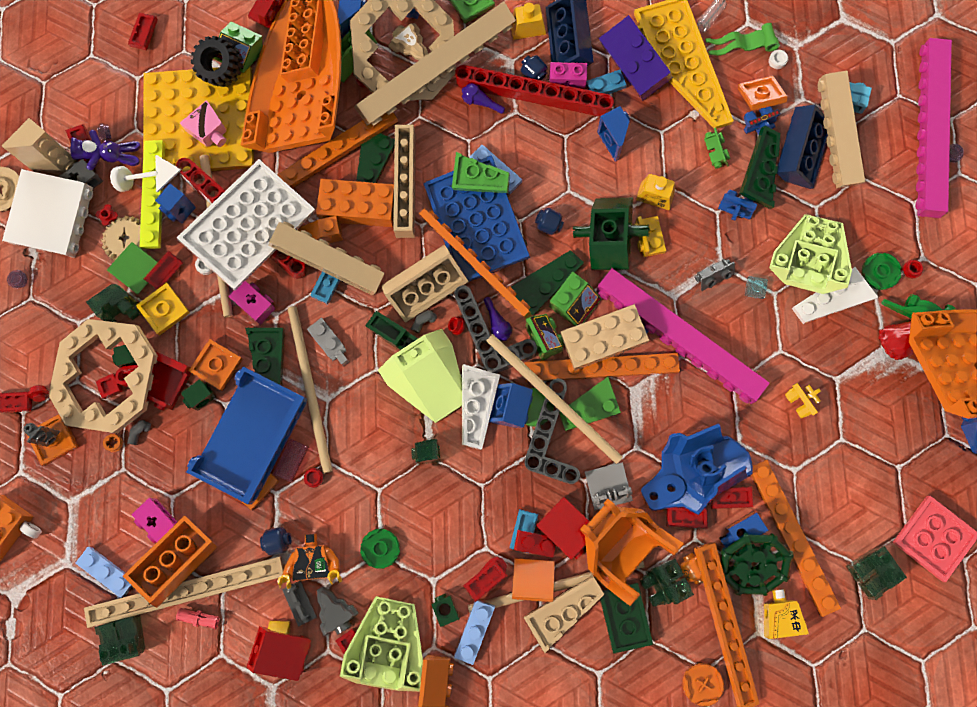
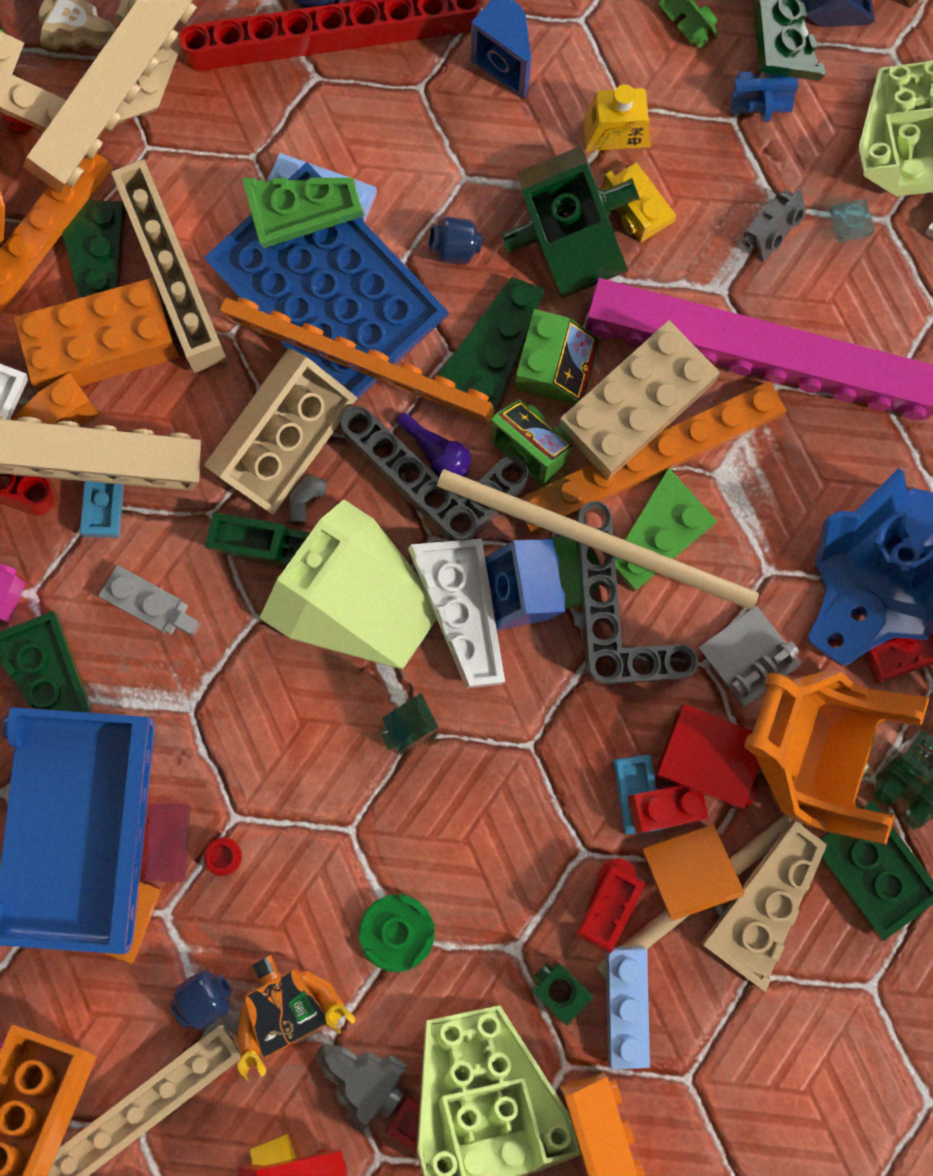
camera: 30 degrees left, 0 degrees up
(299, 603) = (292, 1094): dark grey hinge -> none
(310, 390) = (150, 702): tan piece -> none
(456, 325) = (368, 483): red plate -> none
(473, 95) = (230, 73): dark purple piece -> none

